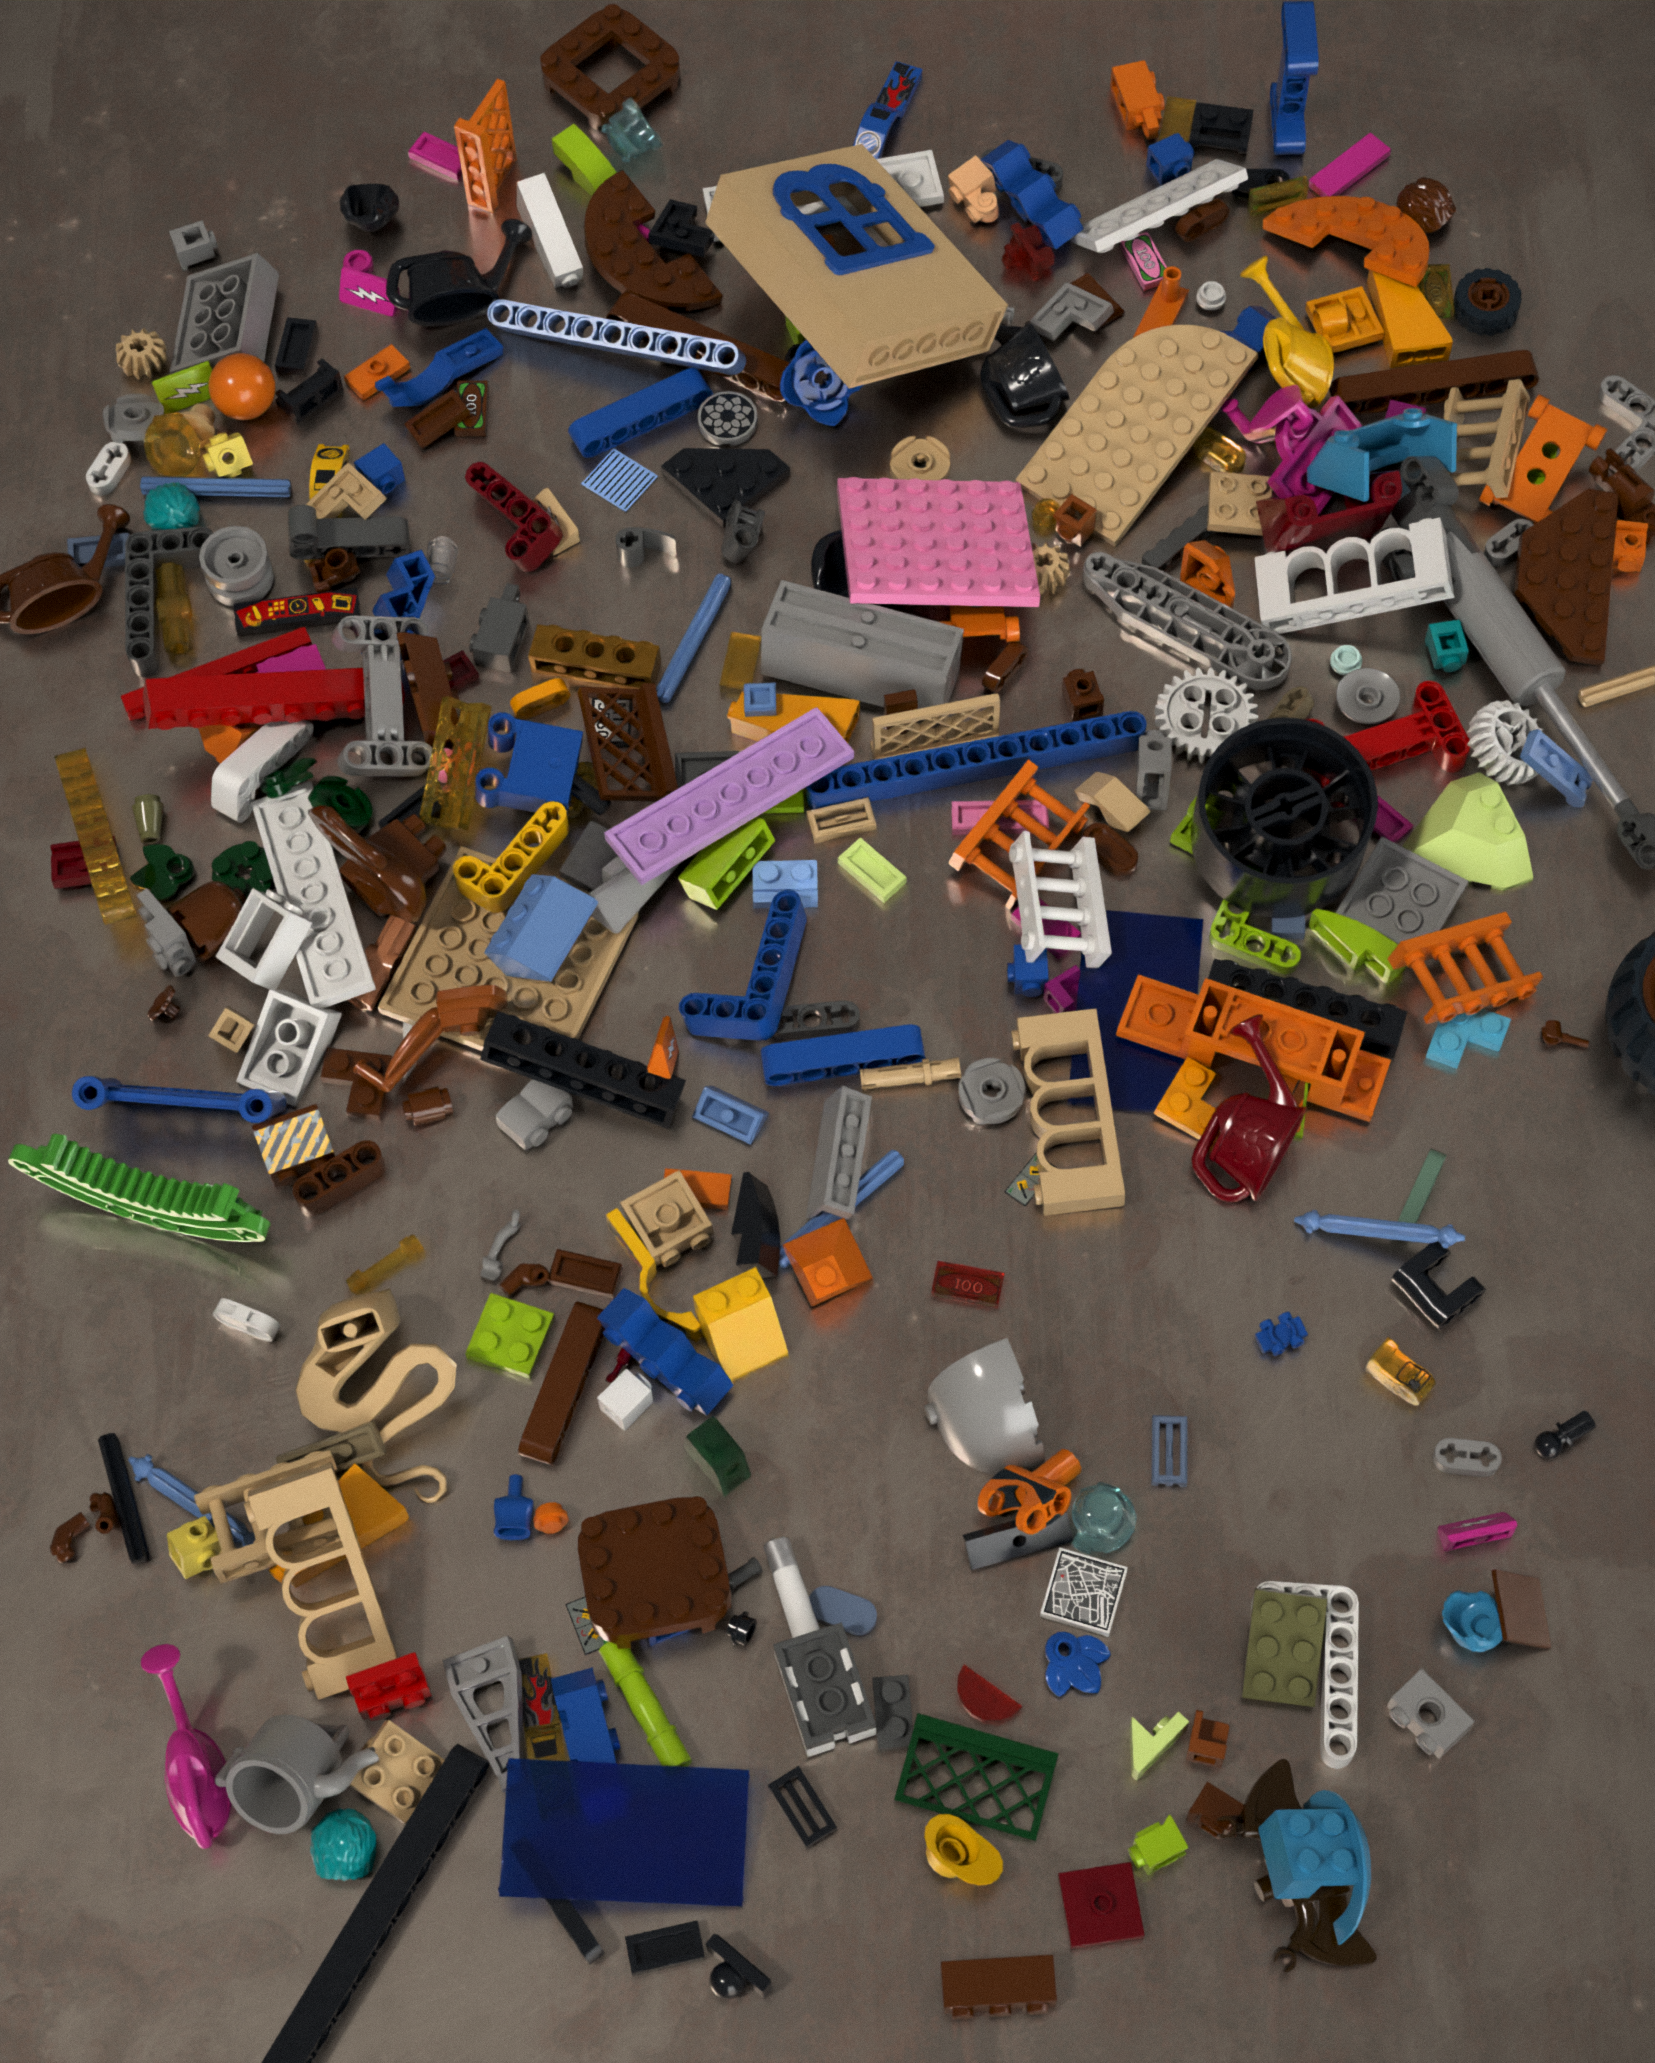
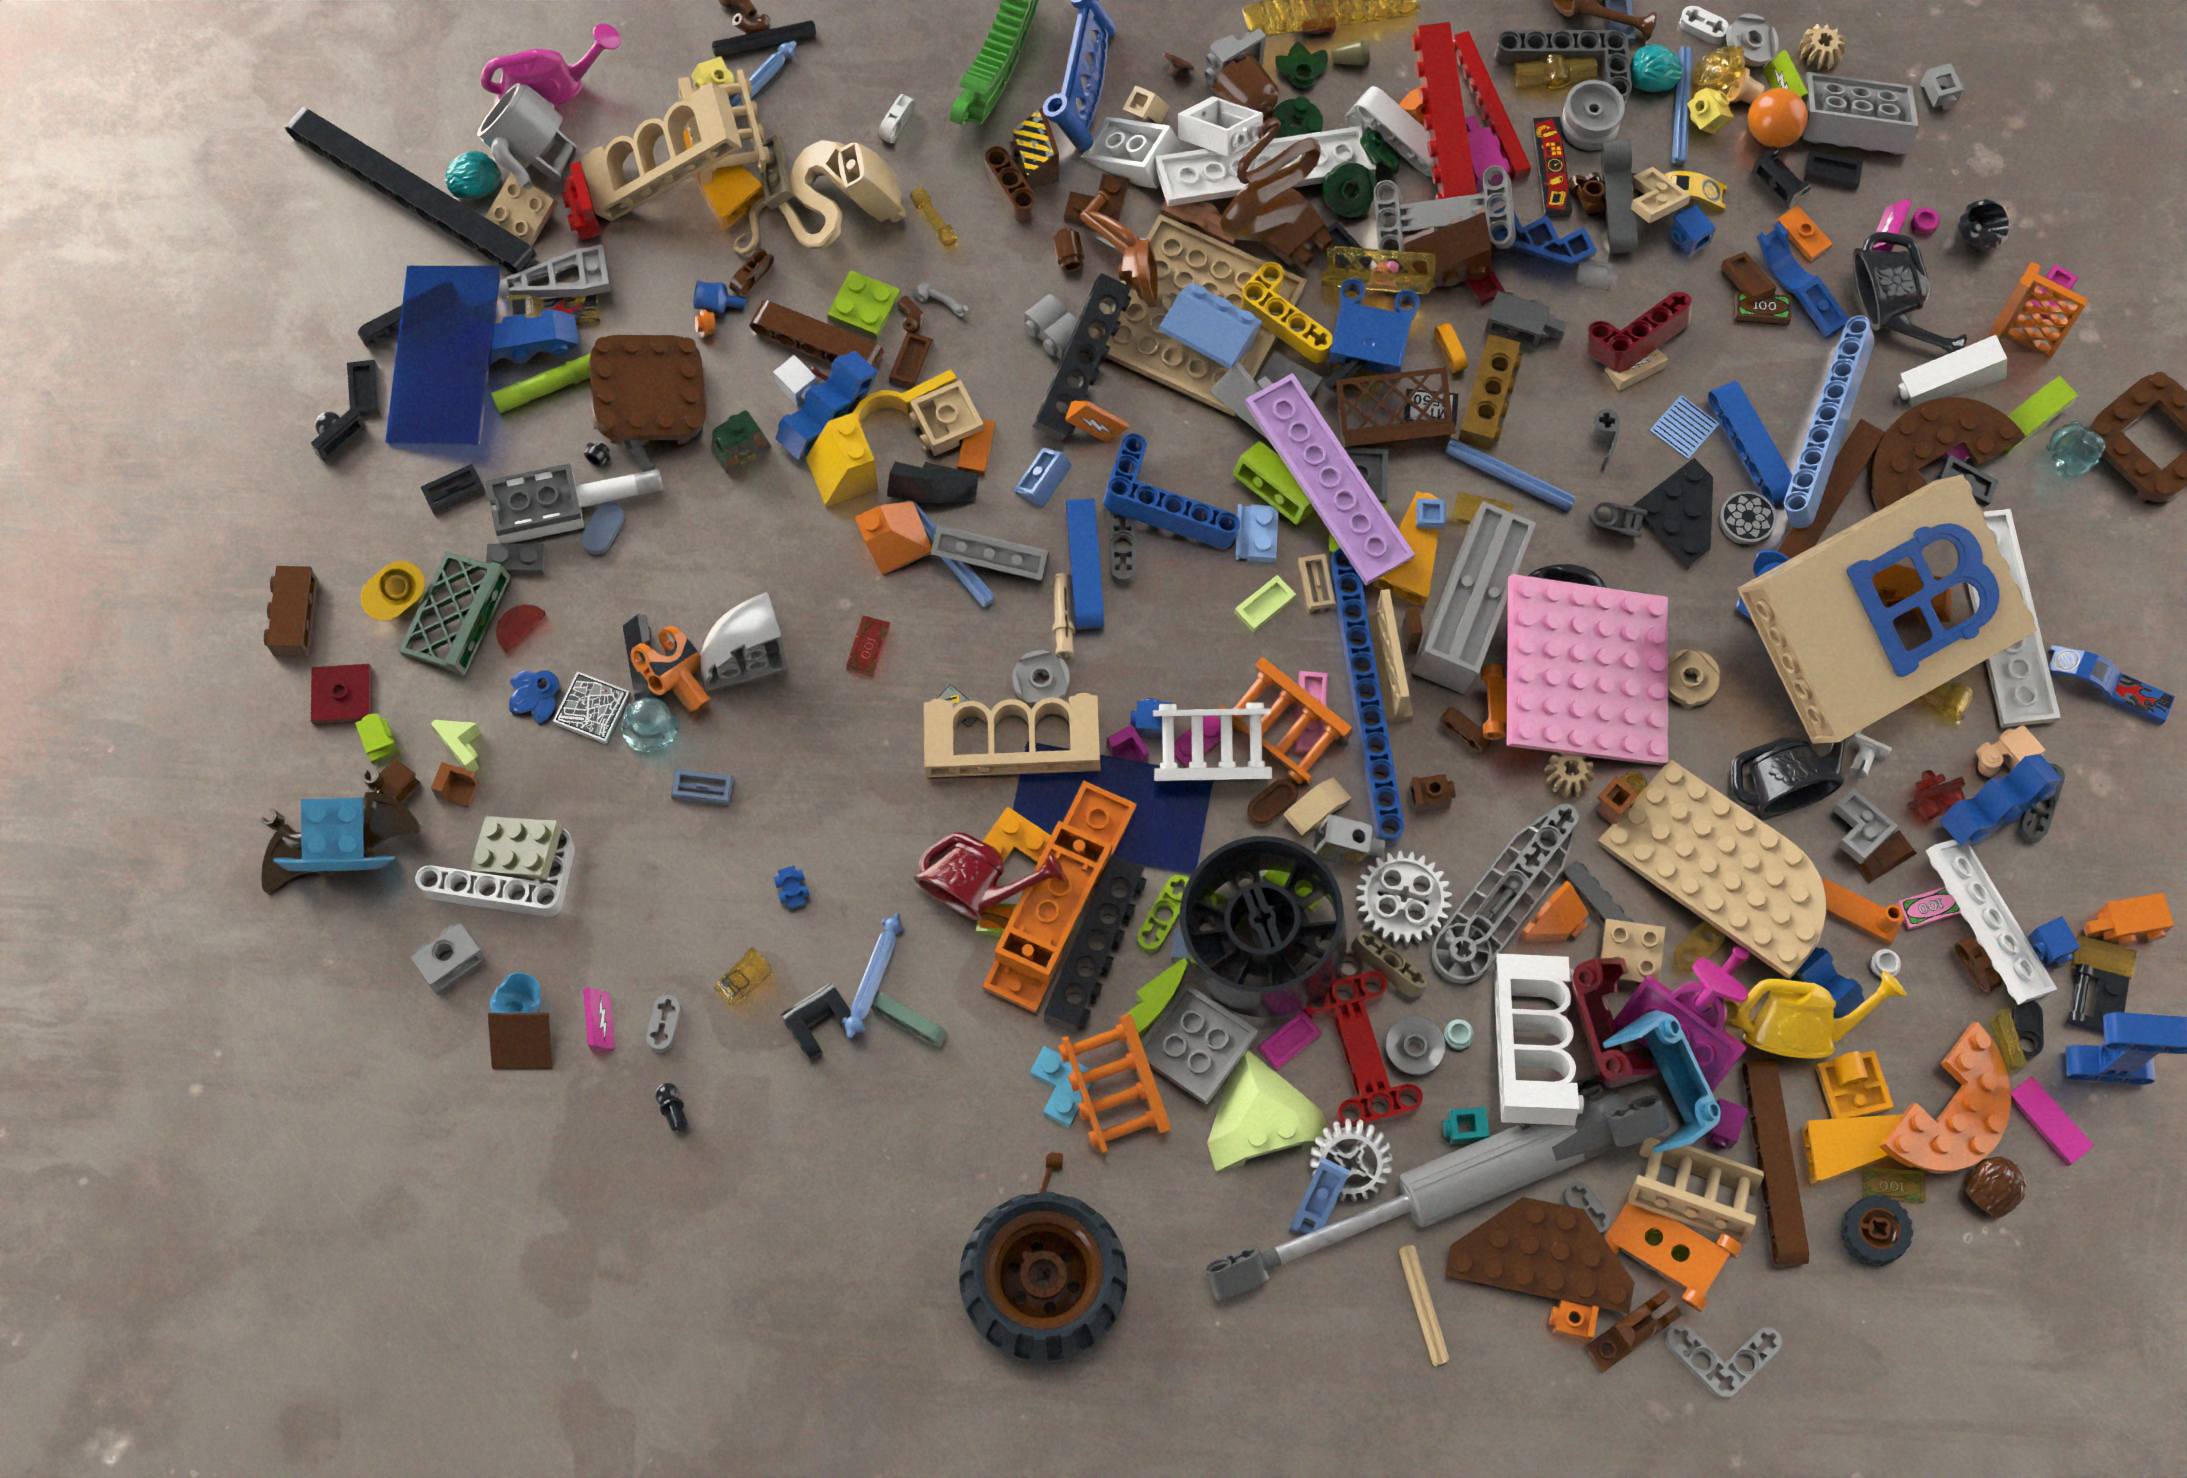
camera: 90 degrees right, 5 degrees up
(475, 1470) = (751, 272): none -> reddish brown piece

